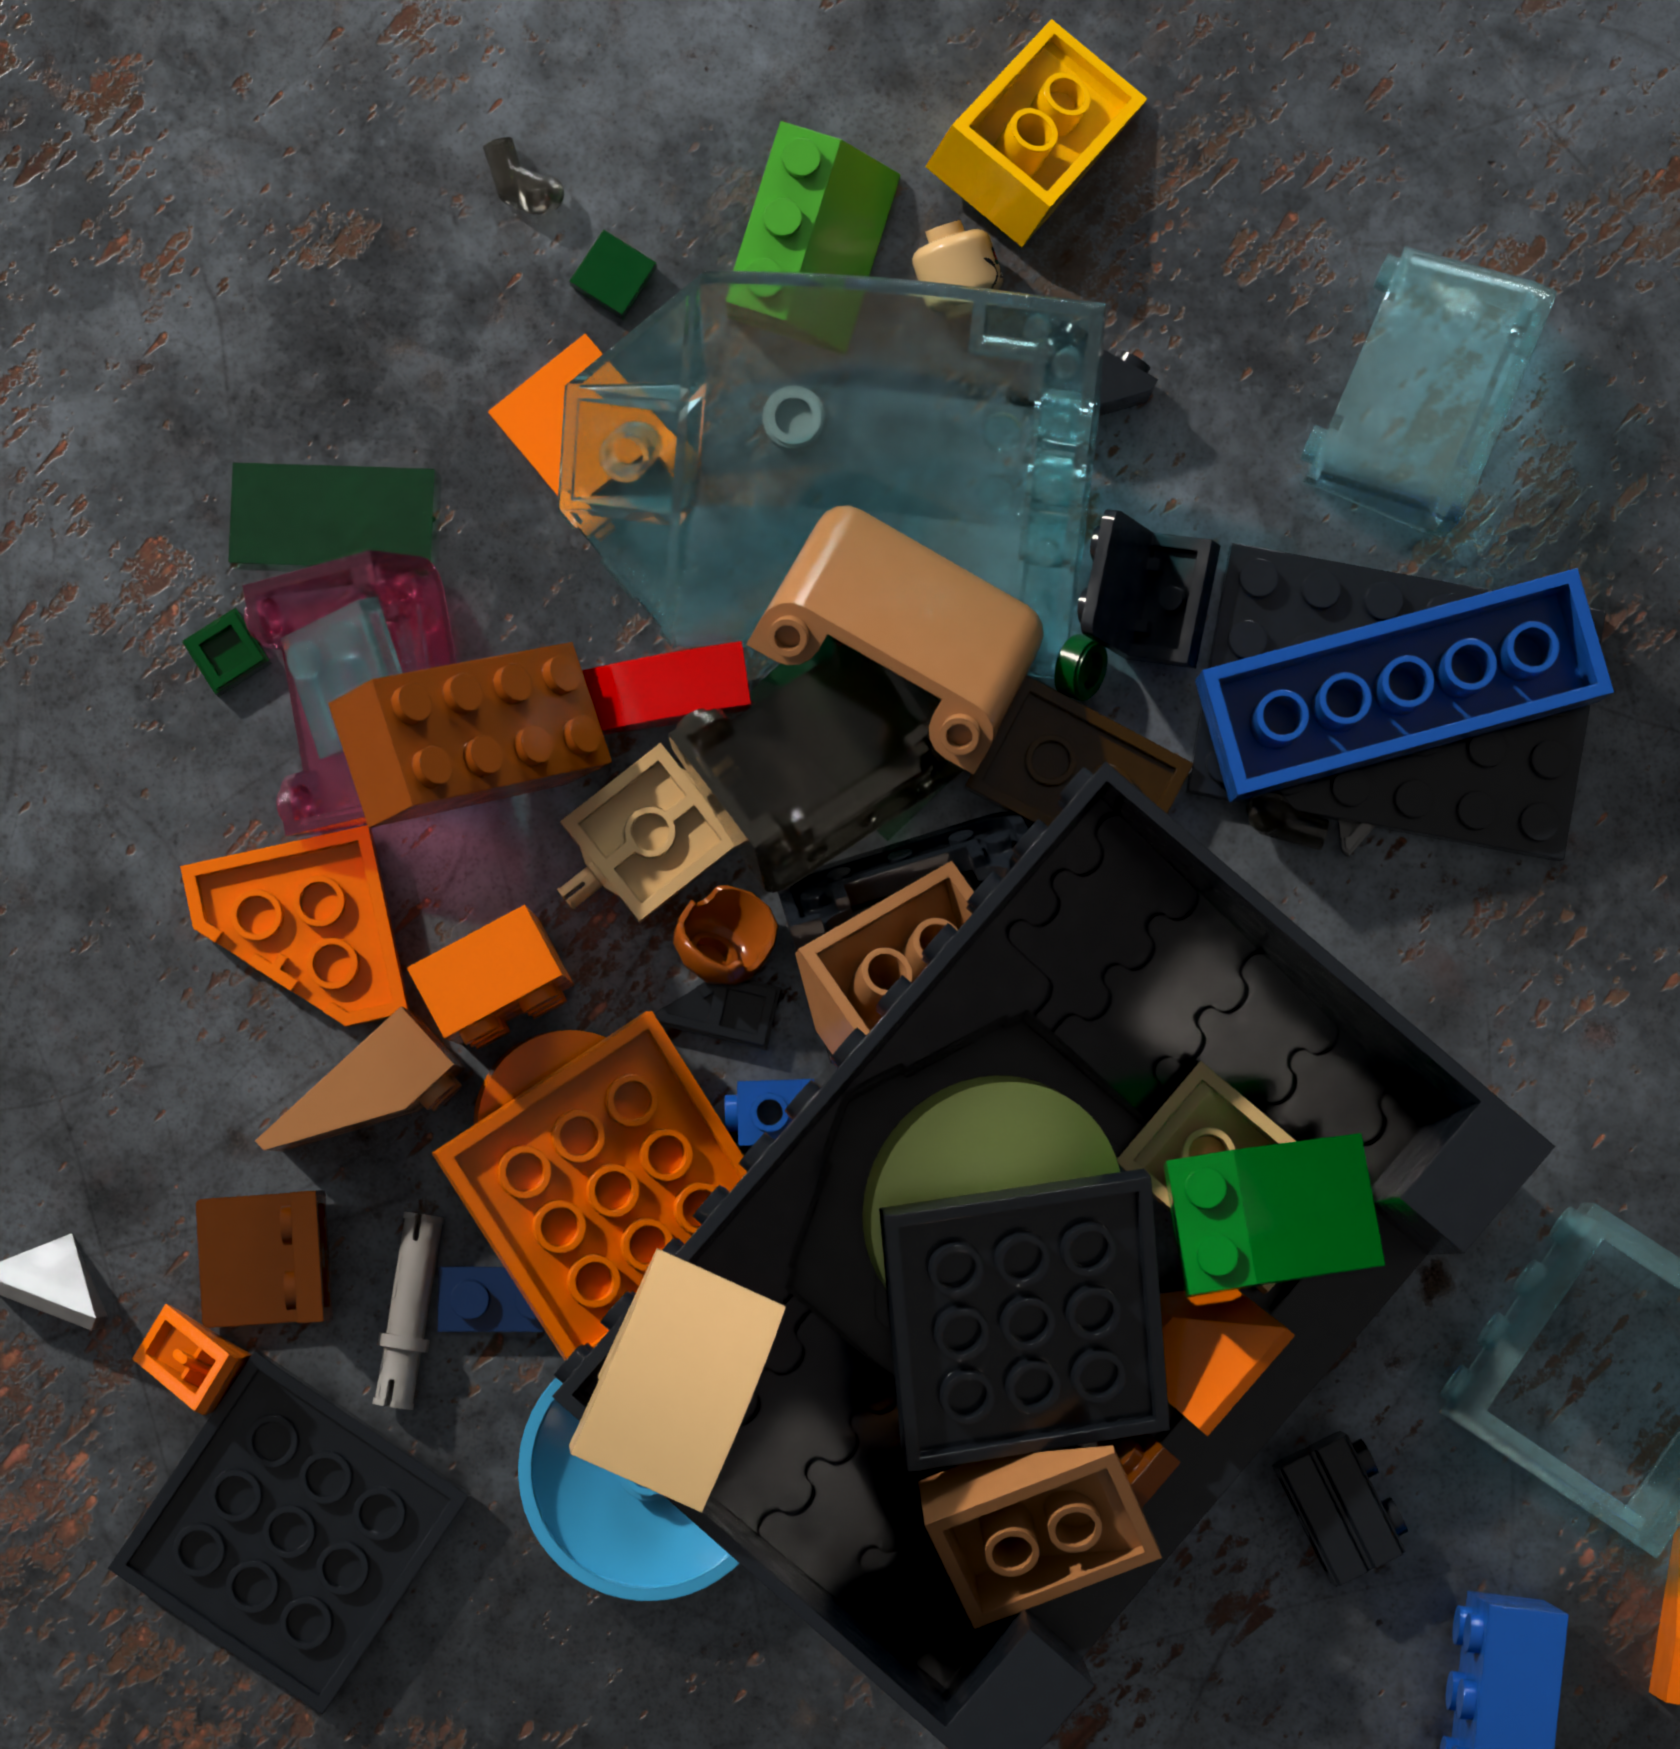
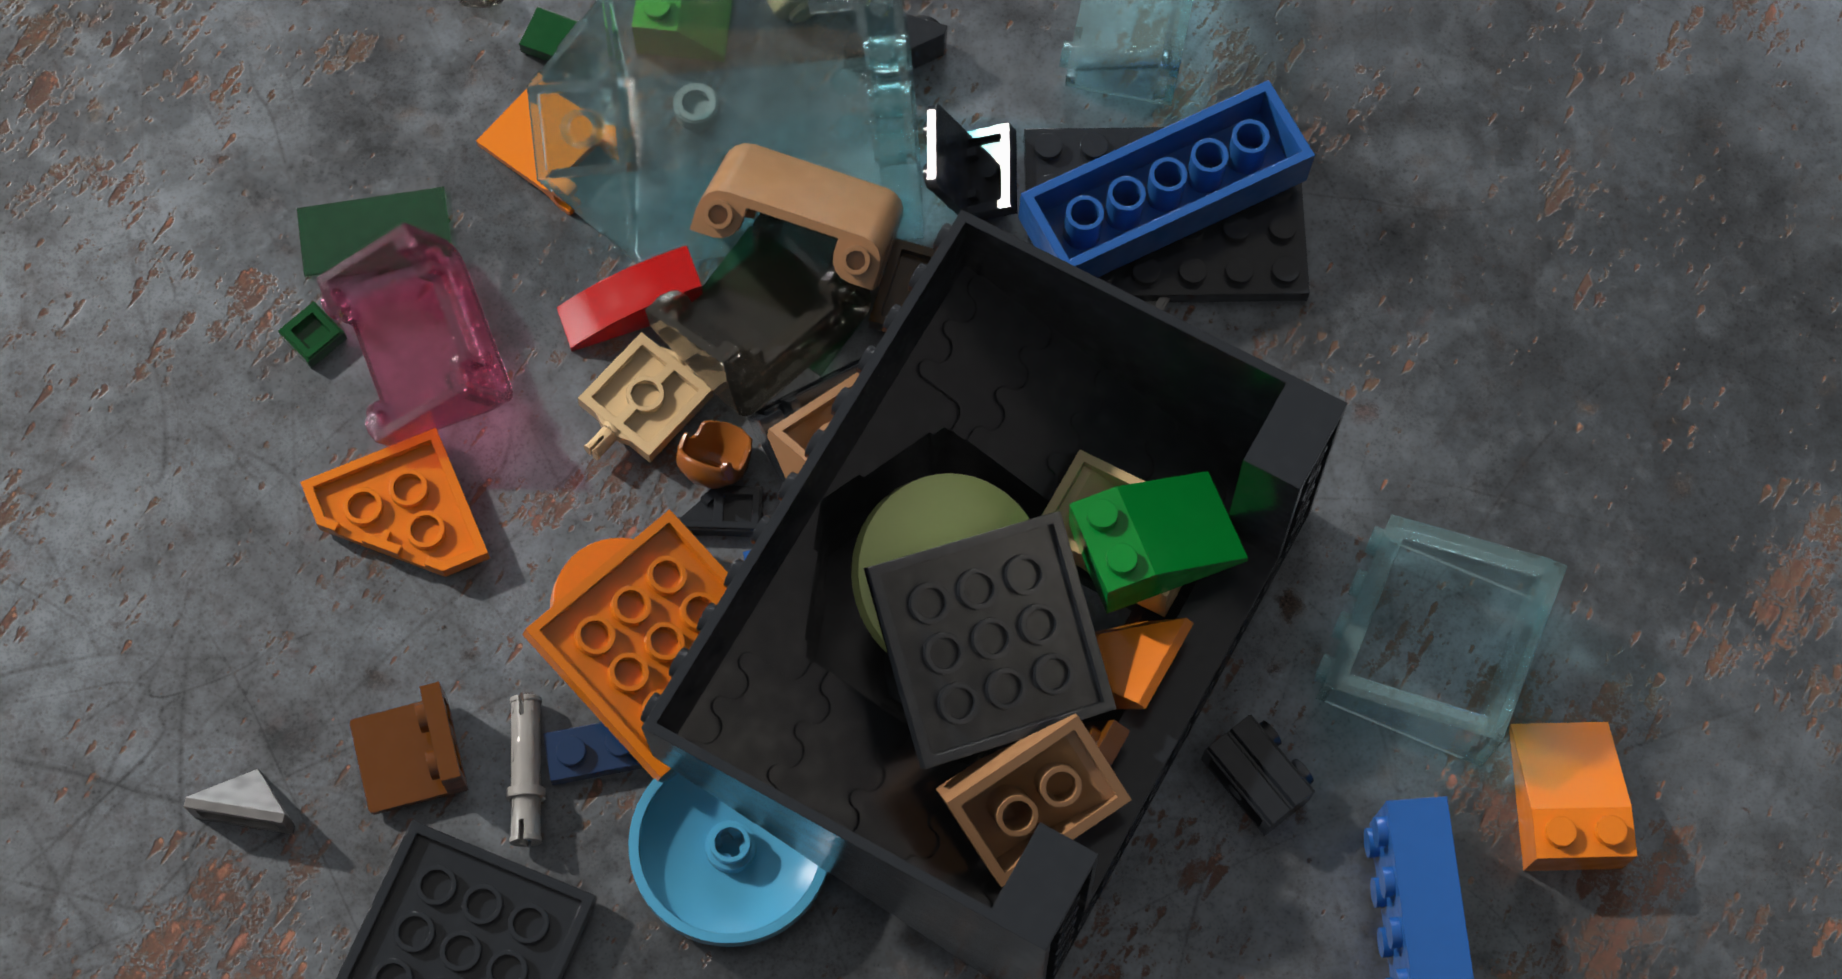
camera: 10 degrees left, 15 degrees down
(190, 1359) = (364, 837): orange slope -> none
(336, 658) = (404, 323): clear light blue plate -> none
(382, 1079) = (468, 605): medium nougat slope -> none
(469, 733) = (498, 334): dark orange brick -> none
(492, 979) = (546, 502): orange brick -> none
(678, 1380) = (734, 691): tan slope -> none
(1080, 667) = (930, 221): dark green tile -> none

